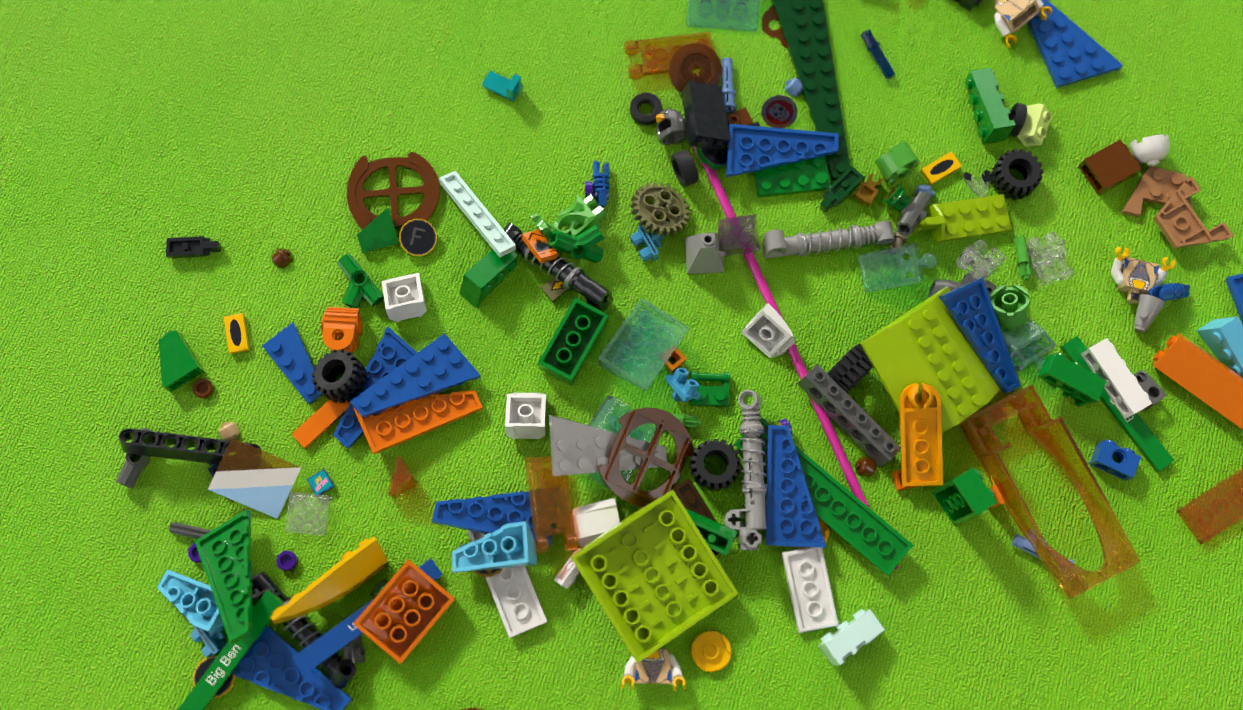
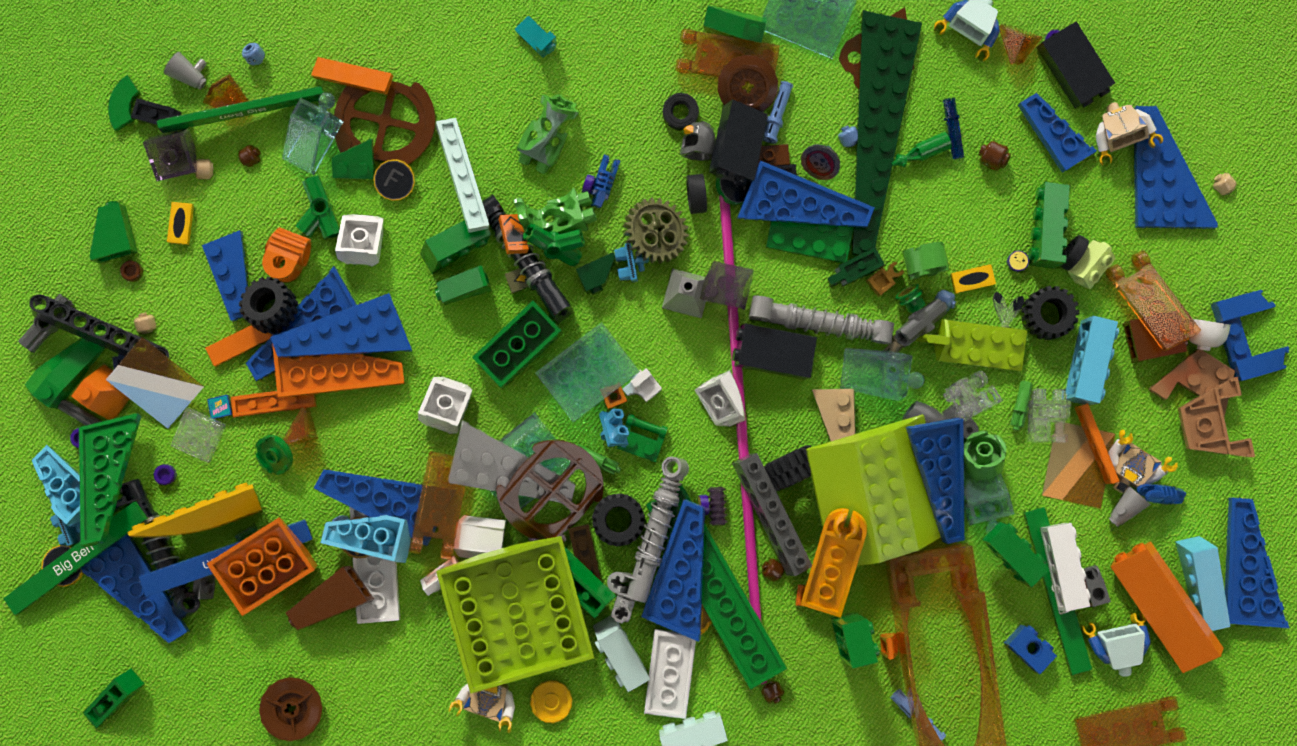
camera: 20 degrees right, 10 degrees up
(153, 247) = (121, 103): none -> green tile
(165, 498) = (63, 372): none -> green wedge
(203, 203) = (185, 72): none -> light grey piece
(207, 505) = (100, 395): none -> orange slope
(212, 275) = (171, 154): none -> slope
(243, 281) = (204, 169): none -> tan piece
(248, 213) = (225, 92): none -> clear orange slope
(260, 171) = (253, 54): none -> medium blue piece
(263, 218) = (238, 110): none -> green tile
(332, 219) = (310, 133): none -> clear light blue slope
(353, 162) = (352, 75): none -> orange tile
(365, 464) = (268, 403): none -> orange tile
(384, 508) = (274, 454): none -> green tile
(479, 620) = (333, 597): none -> reddish brown slope
(509, 306) = (463, 286): none -> green slope
(537, 170) = (556, 111): none -> bright green hips
(620, 261) = (596, 273): none -> dark green slope
(667, 25) = (735, 23): none -> green slope
(696, 342) = (643, 385): none -> white brick
(759, 583) = (620, 654): none -> light aqua wedge
(798, 277) = (774, 351): none -> black brick
(798, 427) = (717, 506): none -> piece
(861, 77) = (925, 149): none -> green wheel
(869, 310) = (837, 411): none -> tan wing
(906, 575) = (772, 692): none -> reddish brown piece
(920, 64) = (994, 155): none -> reddish brown head
(968, 38) = (1055, 134): none -> blue wing
(972, 142) = (1017, 261): none -> light yellow tile
(1067, 200) = (1091, 360): none -> medium azure brick
(1091, 294) = (1073, 469): none -> clear orange sticker
(1098, 138) = (1154, 303): none -> clear orange hinge
(1099, 268) = (1096, 444): none -> orange tile
(1113, 32) = (1224, 183): none -> tan piece
(1178, 154) = (1236, 345): none -> blue wedge
(1191, 431) = (1121, 645): none -> light aqua torso

